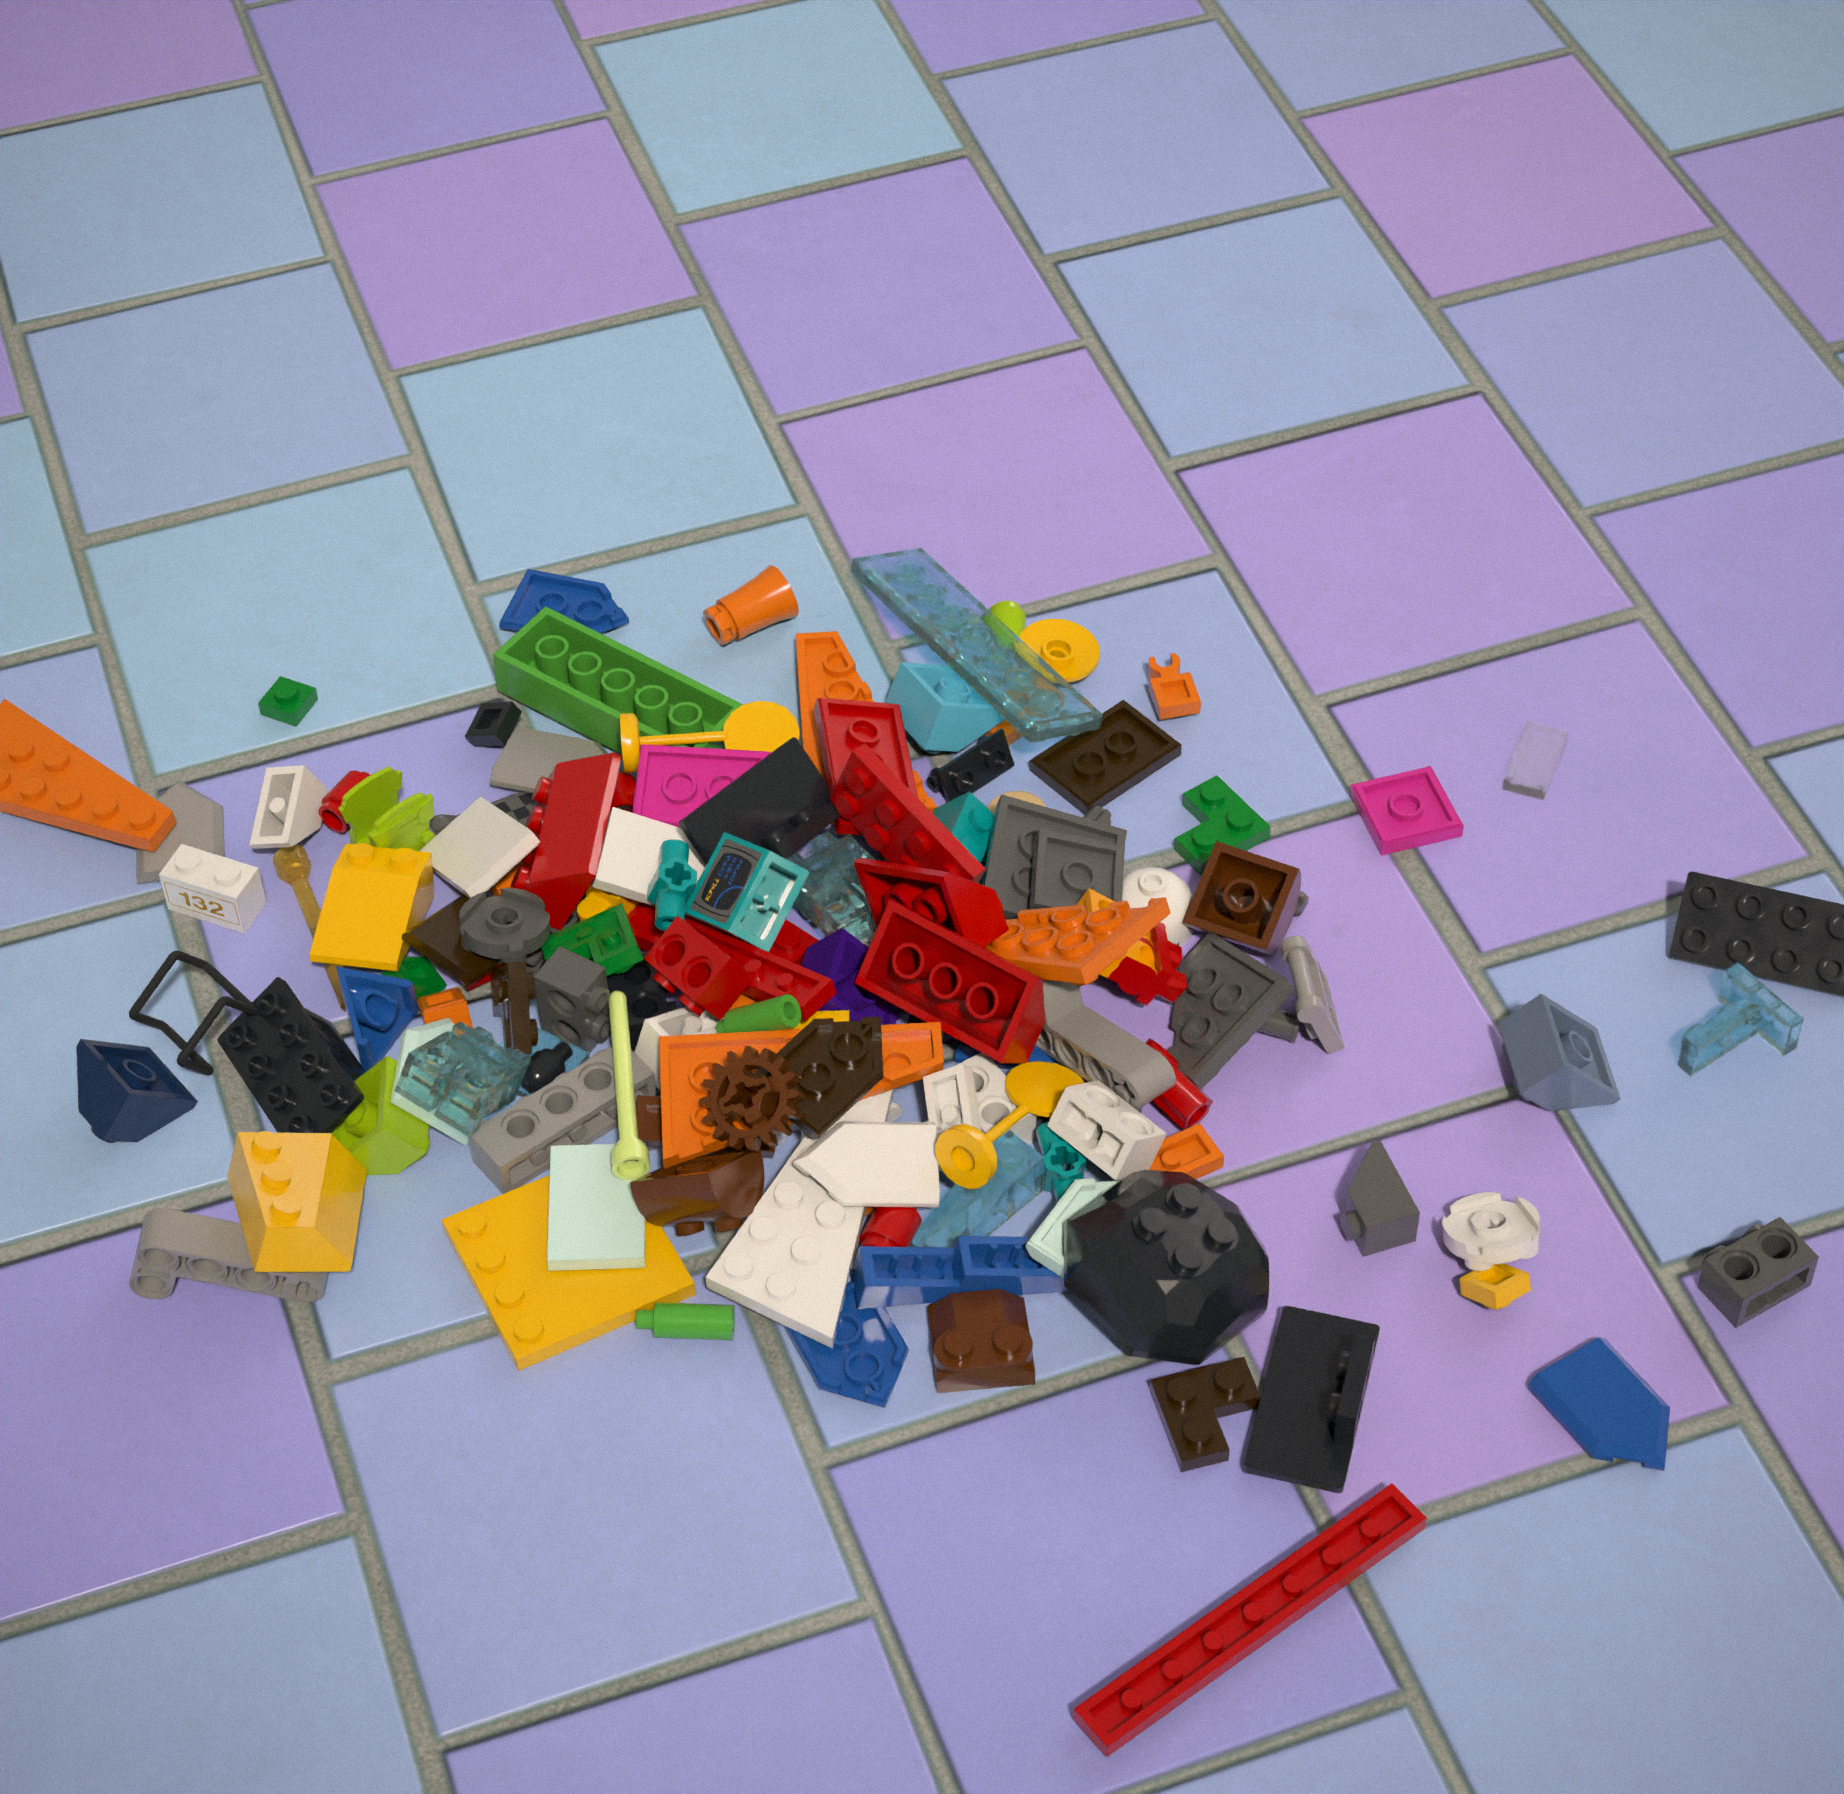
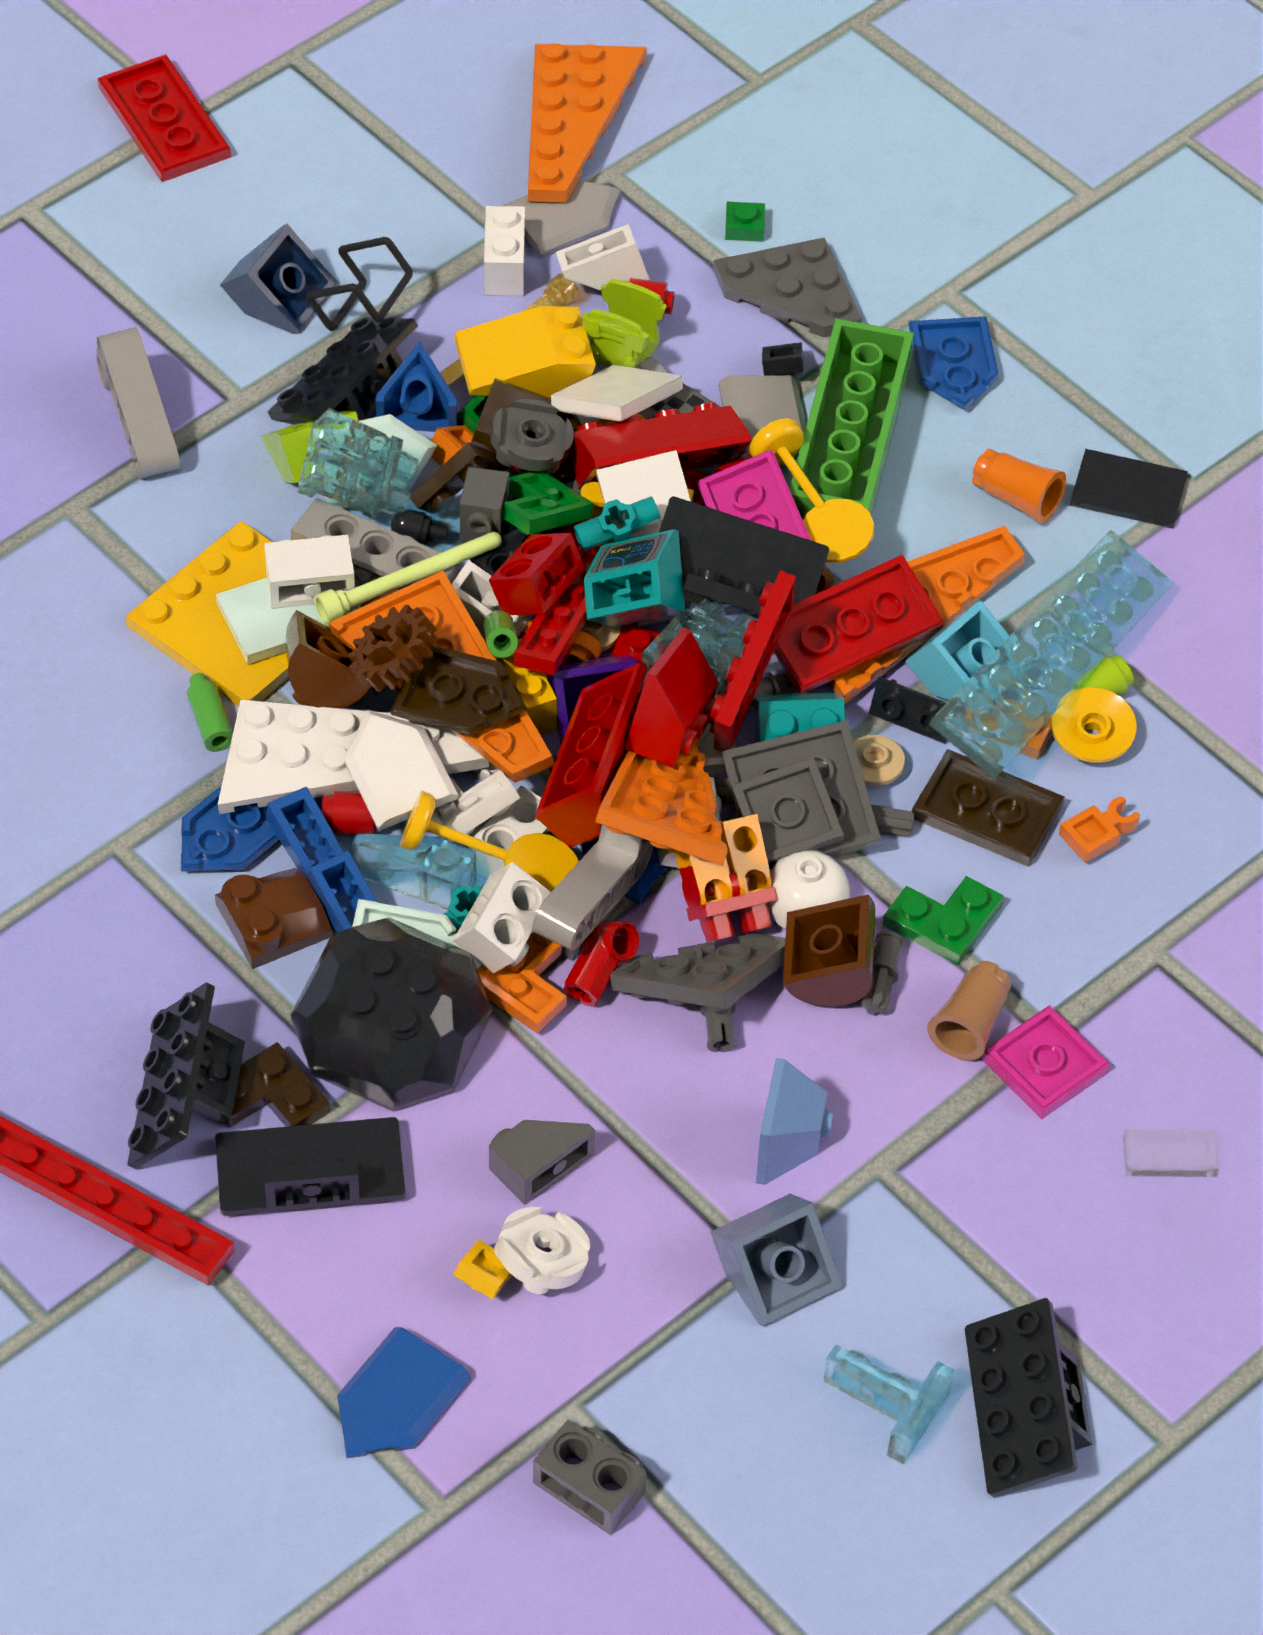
camera: 65 degrees right, 5 degrees up
(297, 1200) = (194, 417): yellow wedge -> none
(396, 691) = (790, 283): none -> dark grey plate
(575, 1160) = (307, 567): none -> white brick
(788, 541) = (1129, 488): none -> black piece
(1172, 1471) = (185, 1070): none -> black bracket
(1313, 993) = (753, 1047): light grey plate -> none
(1342, 834) = (969, 1014): none -> medium nougat plant
(1421, 1003) = (791, 1122): none -> medium blue slope

